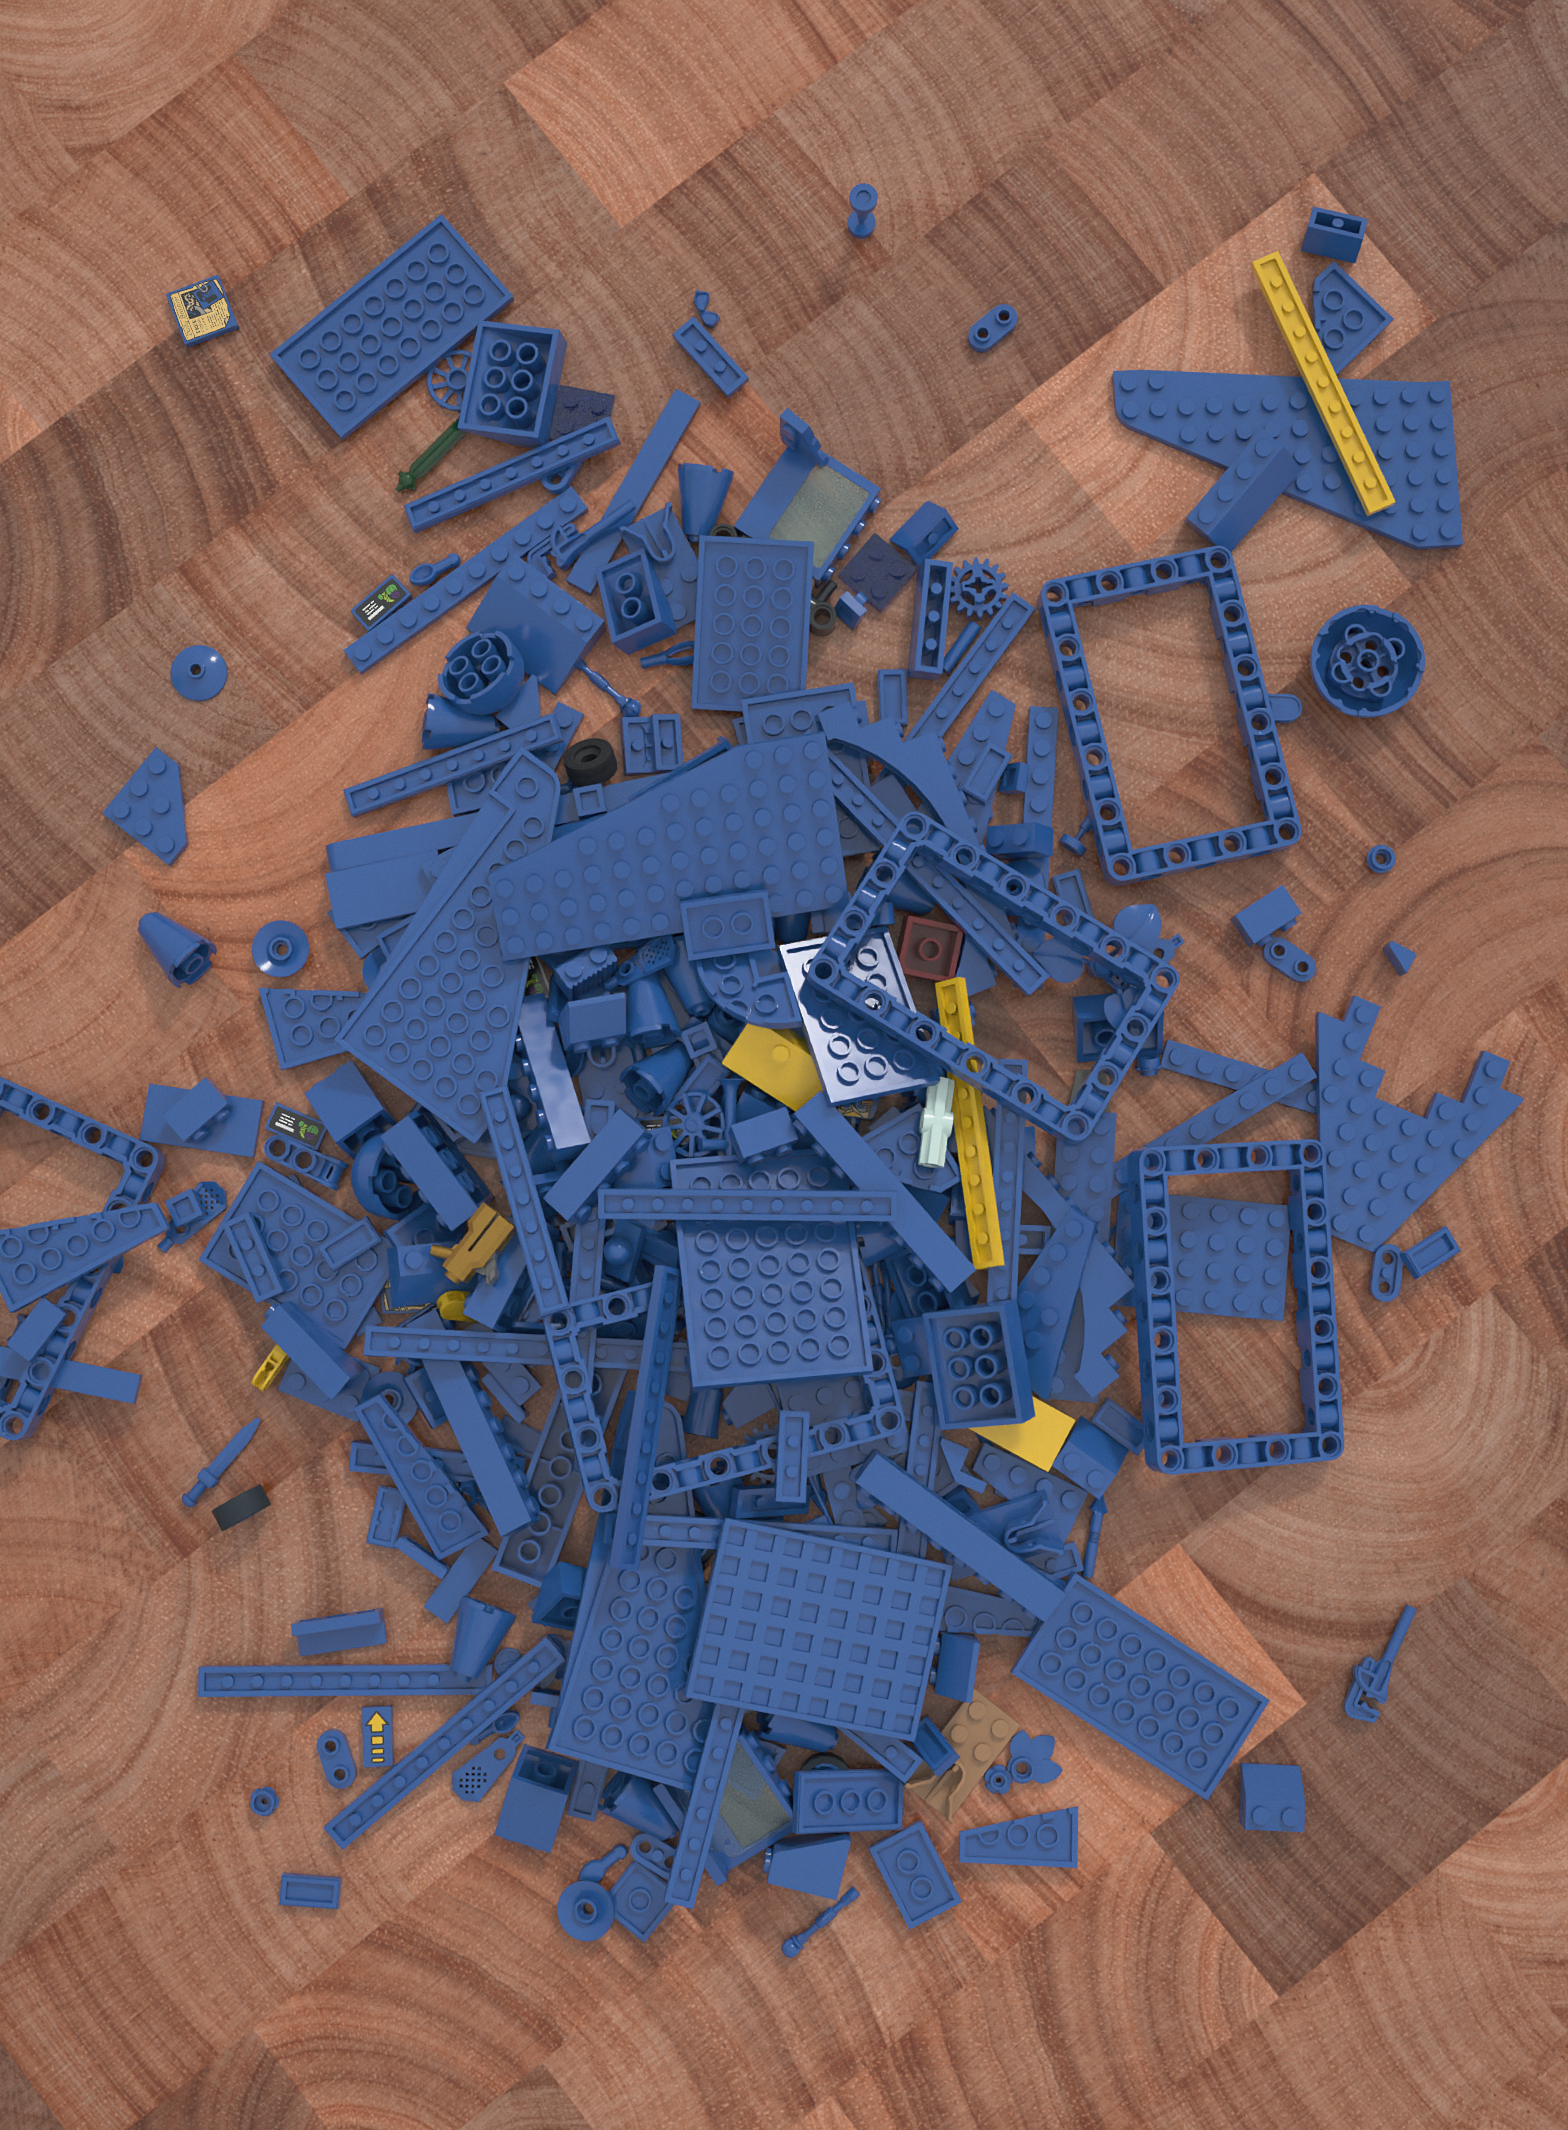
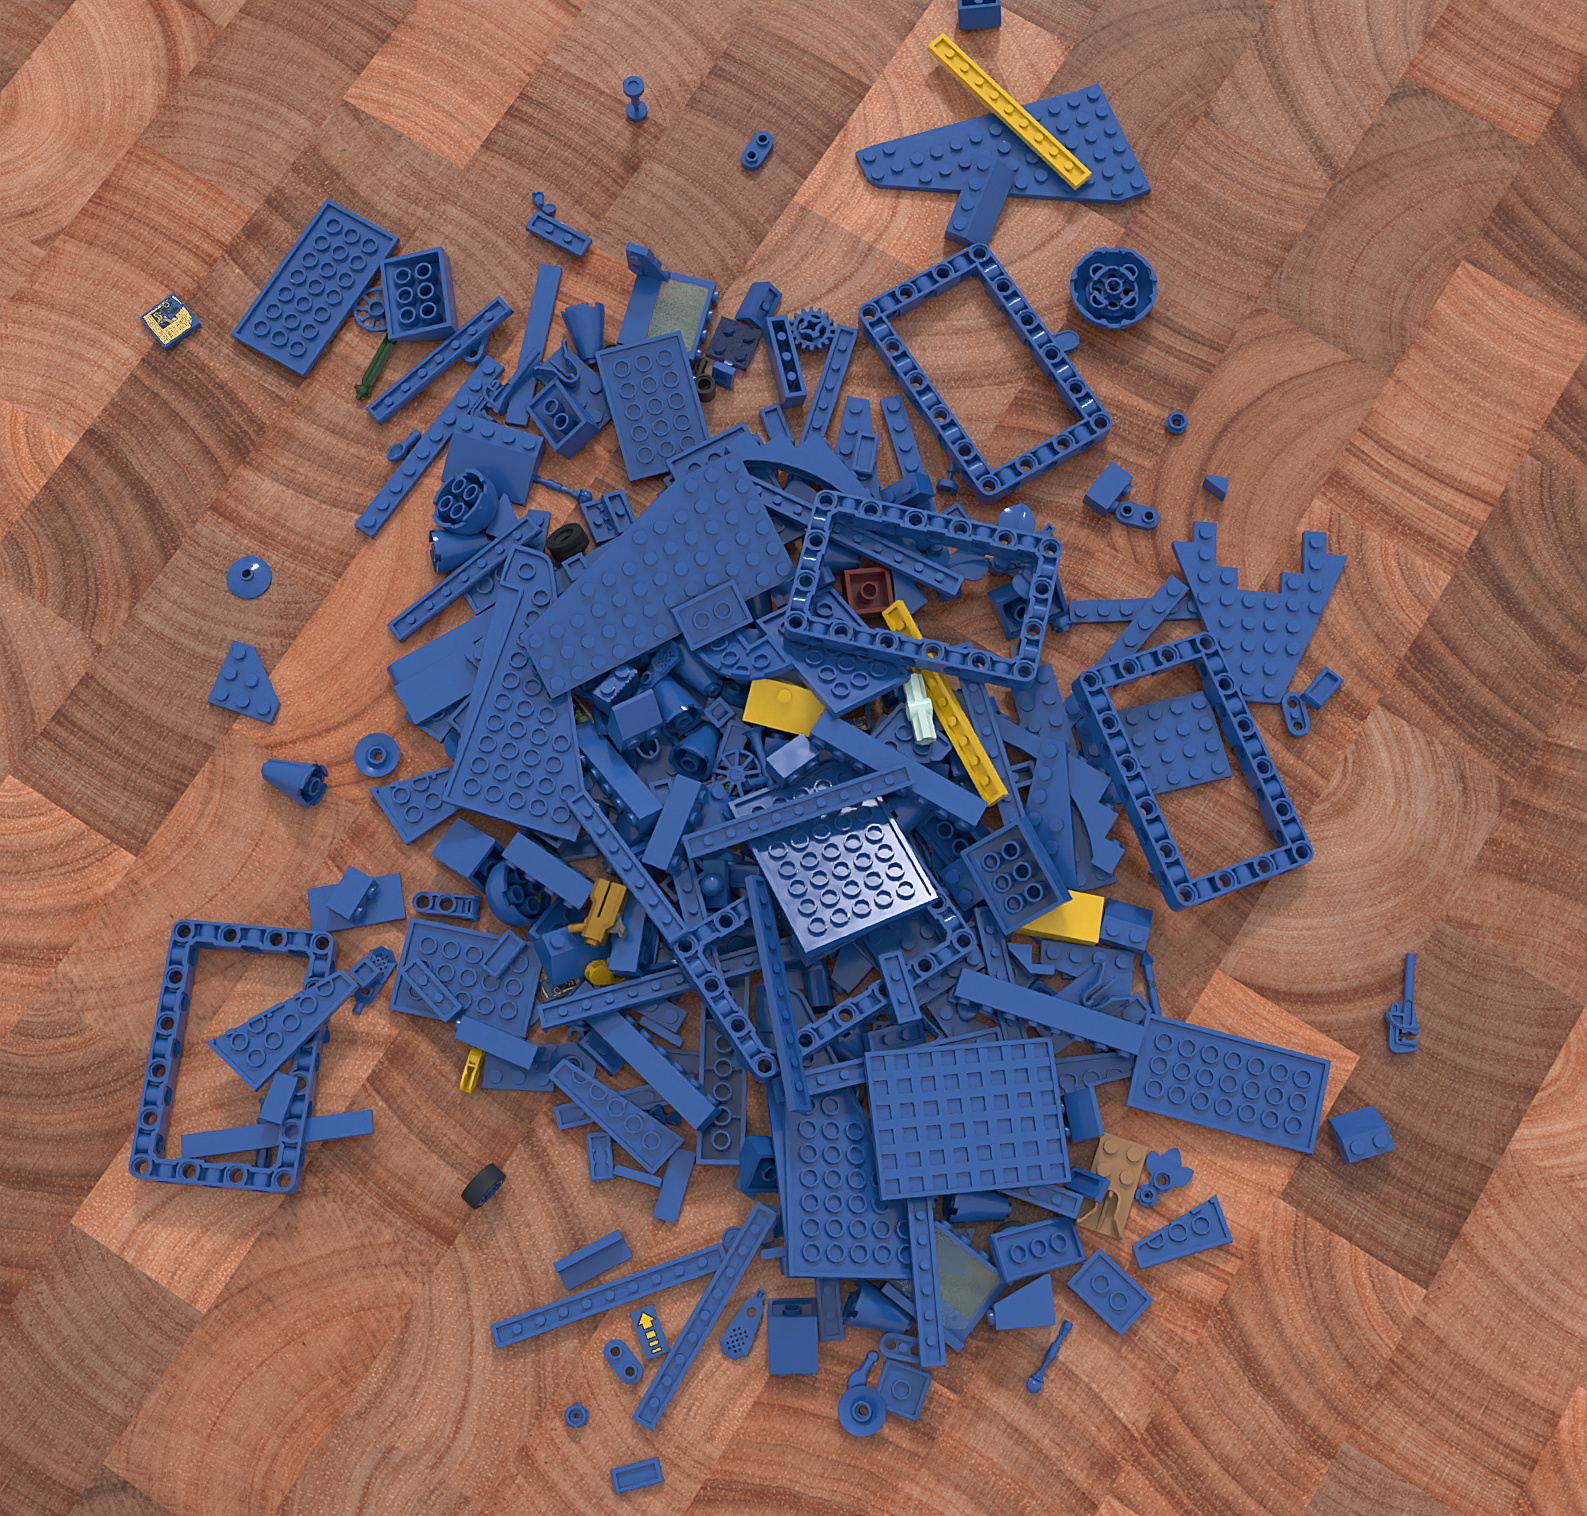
camera: 15 degrees left, 10 degrees down
(209, 1476) = (450, 1173): blue sword -> none
(296, 1126) = (431, 882): tile -> none
(381, 603) = (371, 482): tile -> none
(477, 1636) = (703, 1220): blue cone -> none
(501, 1725) = (744, 1288): blue piece -> none
(577, 409) = (473, 299): clear blue plate -> none
(662, 657) = (597, 453): blue piece -> none
(960, 646) = (813, 374): blue piece -> none
(1014, 778) = (887, 453): blue plate -> none
(1120, 1425) = (1140, 895): blue tile -> none
(1344, 316) = (1007, 62): blue plate -> none

